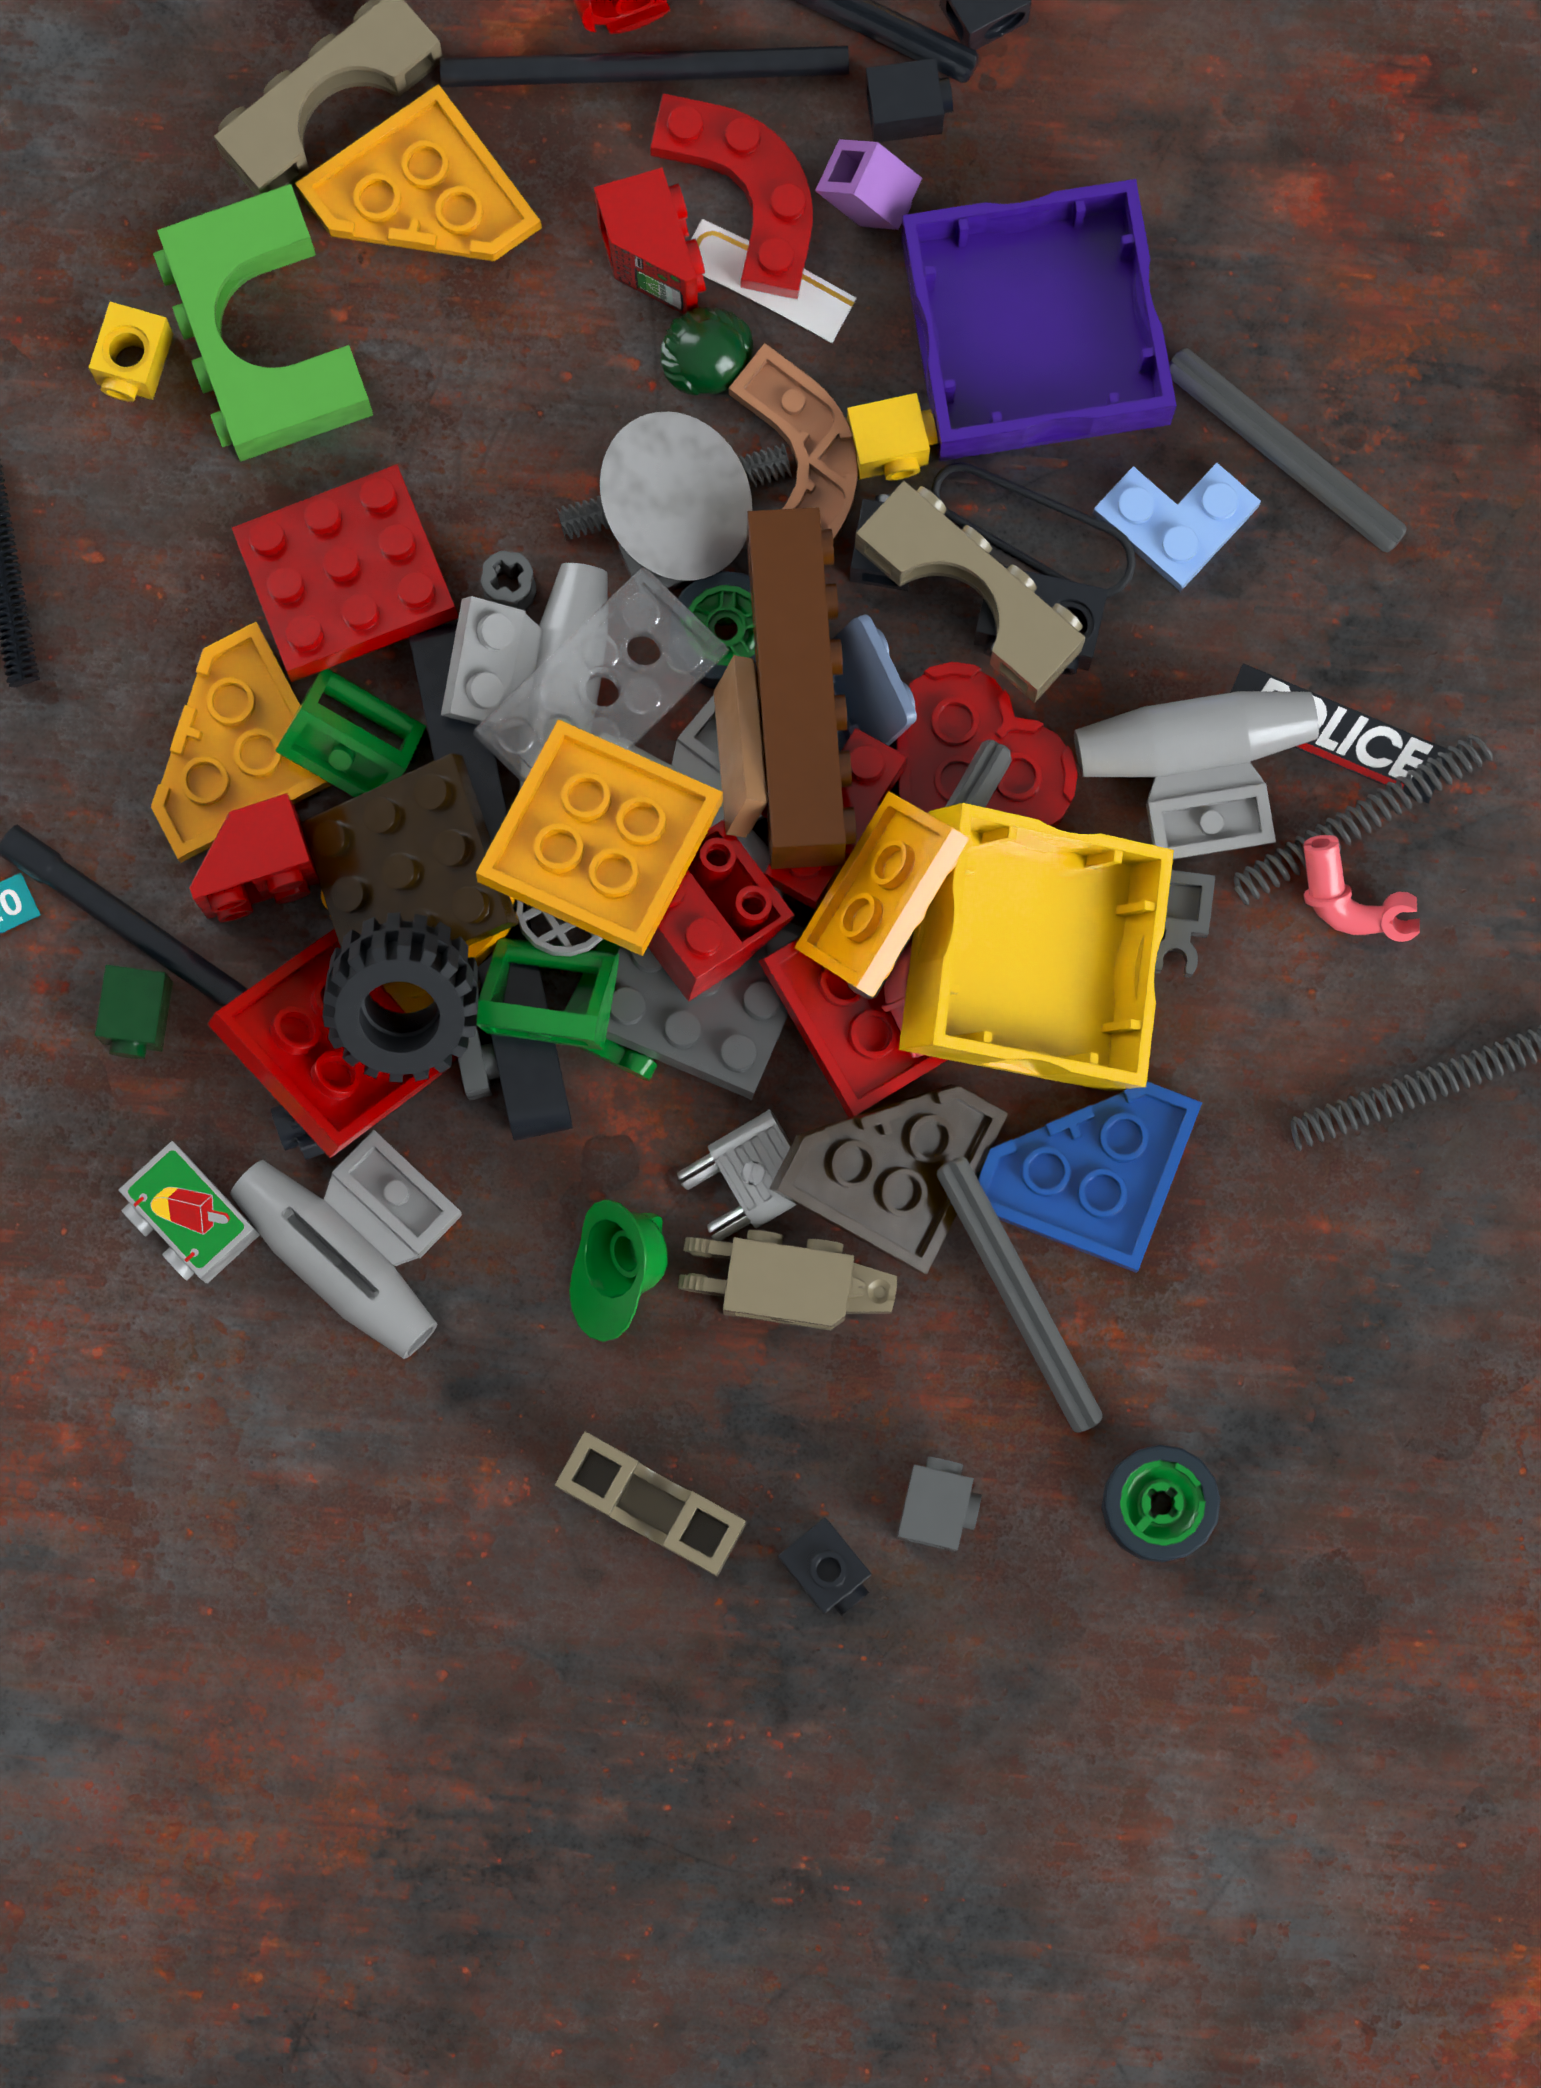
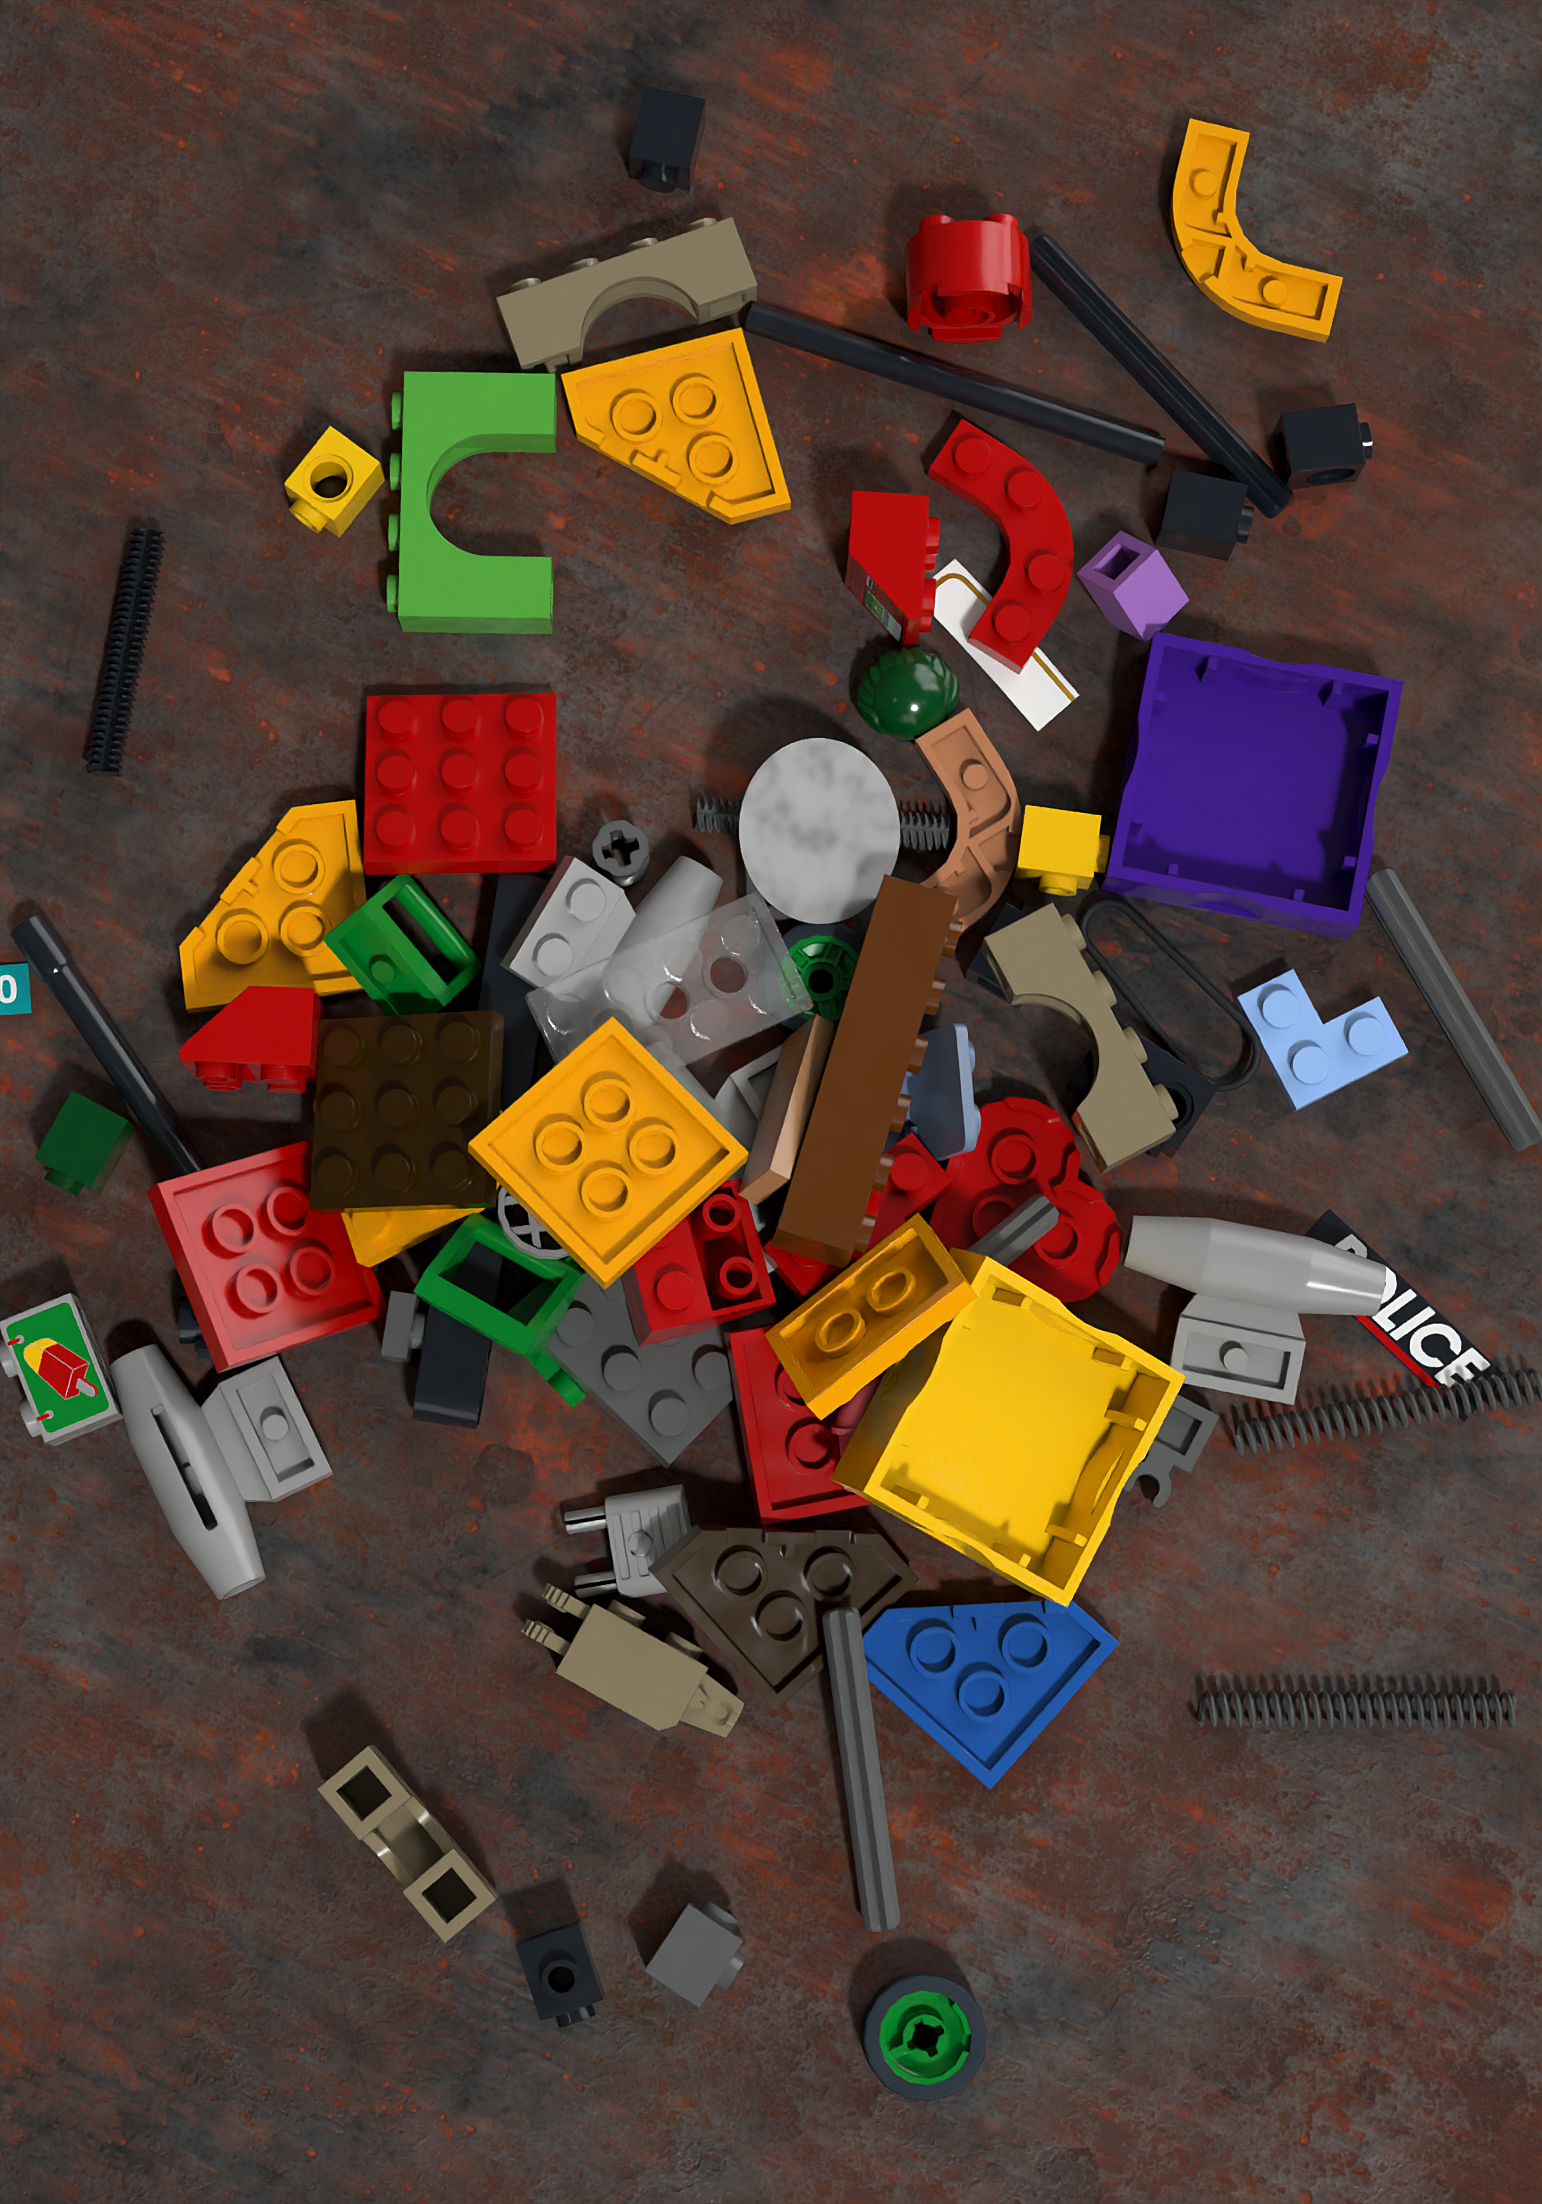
camera: 15 degrees right, 0 degrees up
(392, 1039) = (323, 1274): black tyre -> none
(615, 1264) = (466, 1584): green piece -> none
(1333, 900) = (1330, 1484): coral piece -> none

